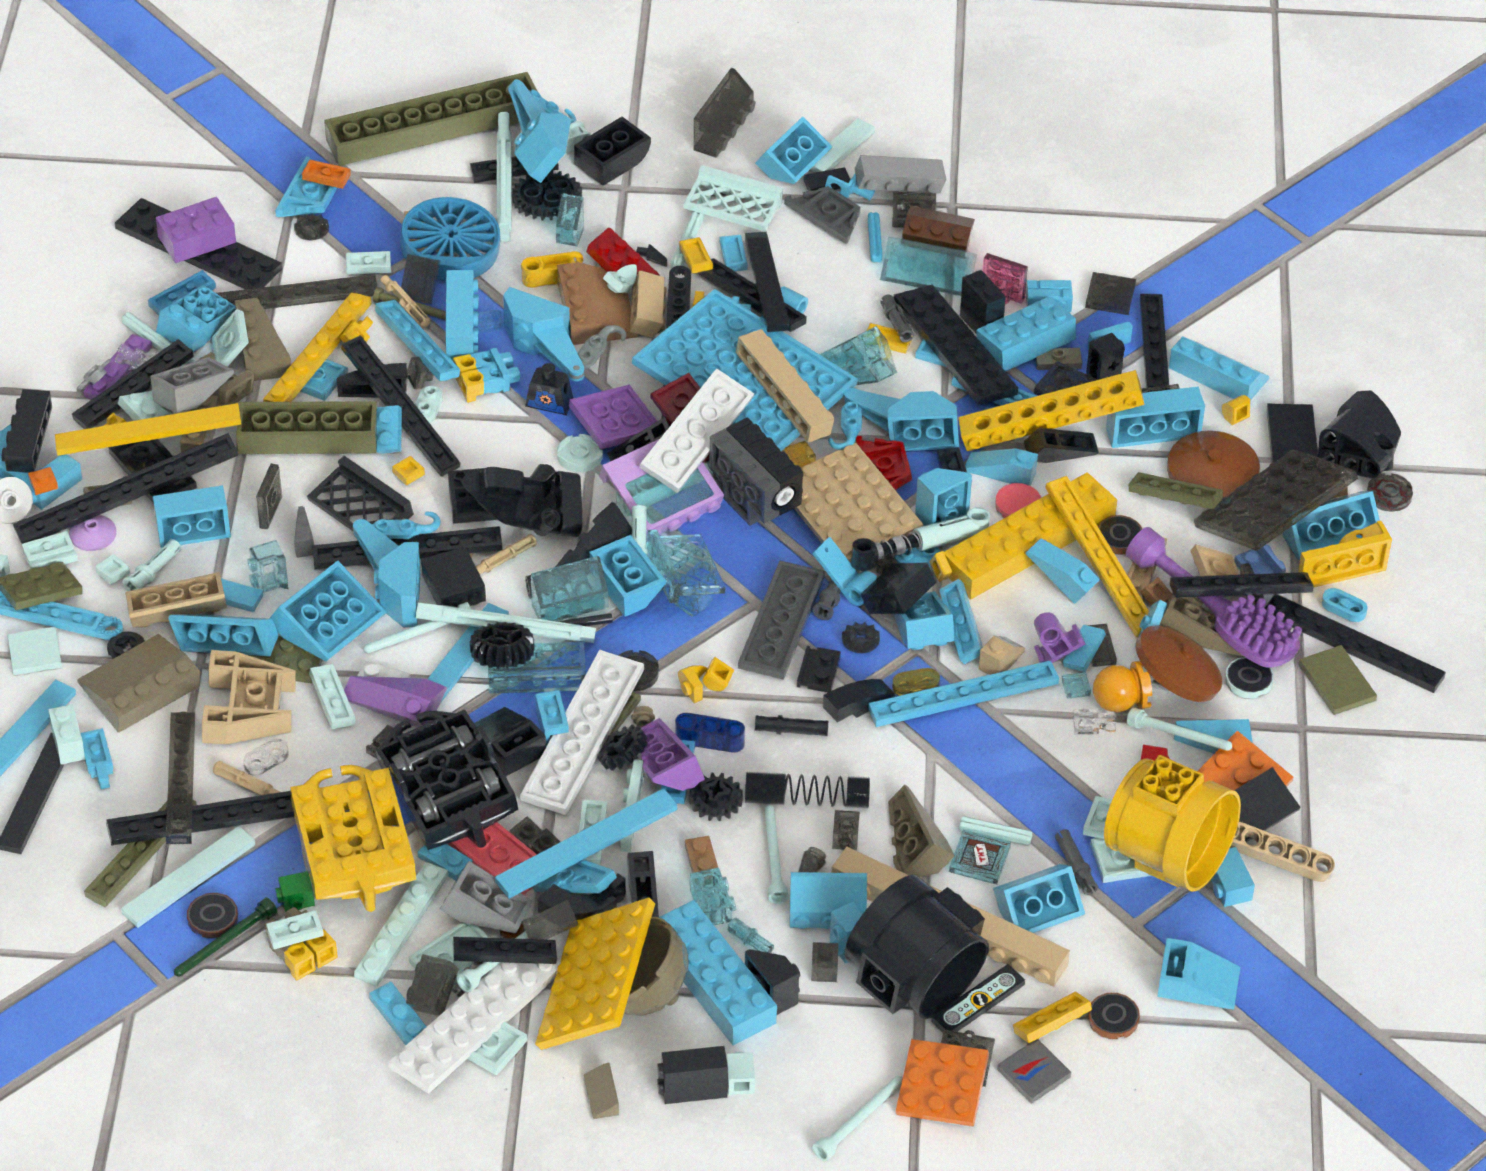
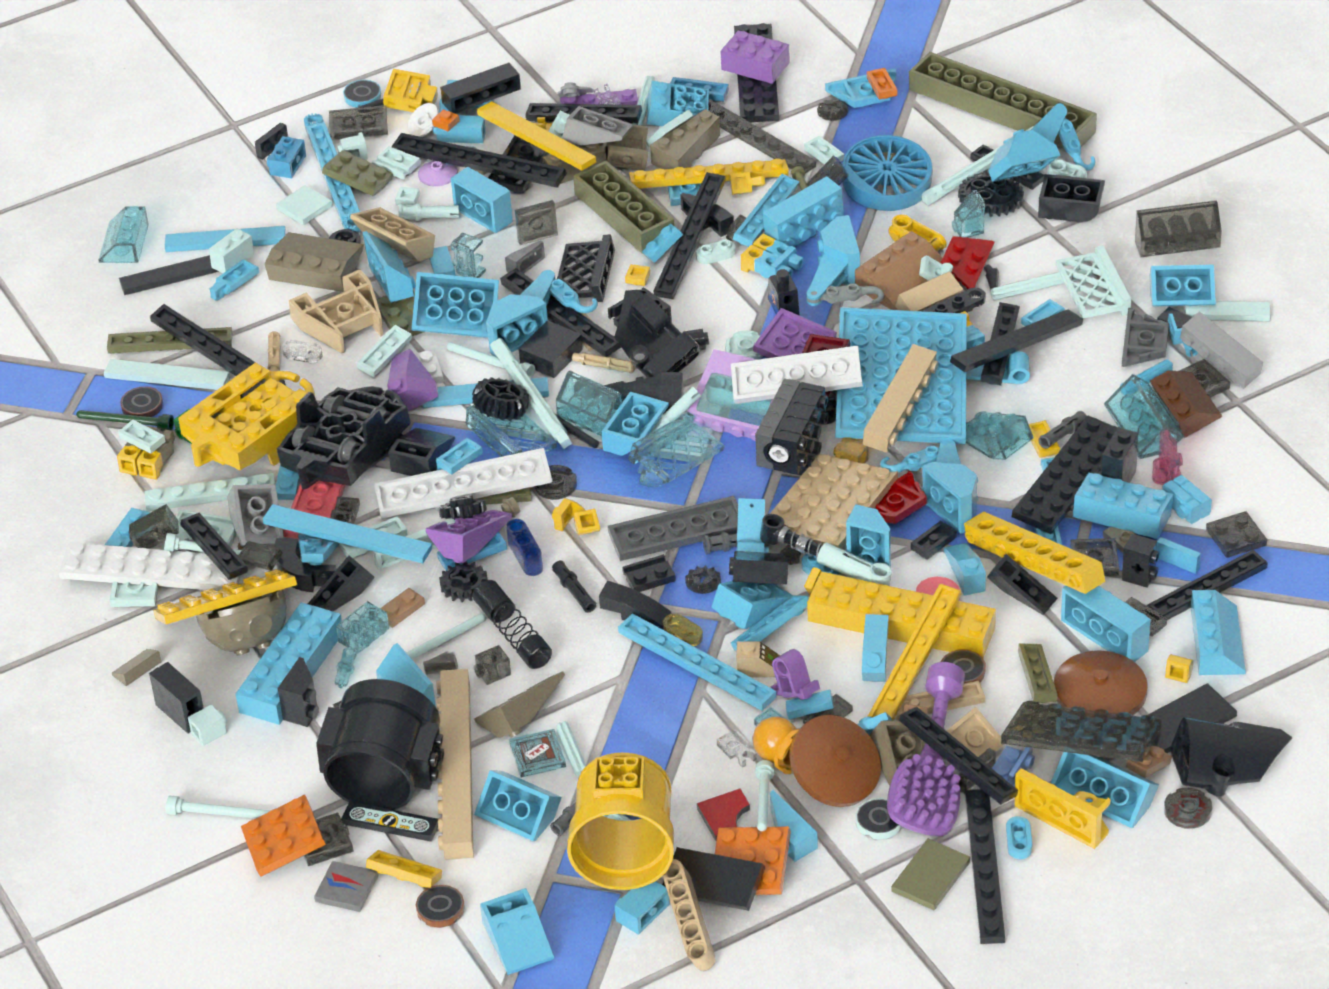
camera: 60 degrees right, 5 degrees down
(180, 778) = (229, 321): clear smoke plate -> none
(406, 302) = (804, 170): tan piece -> none
(695, 255) = (1007, 294): yellow tile -> none

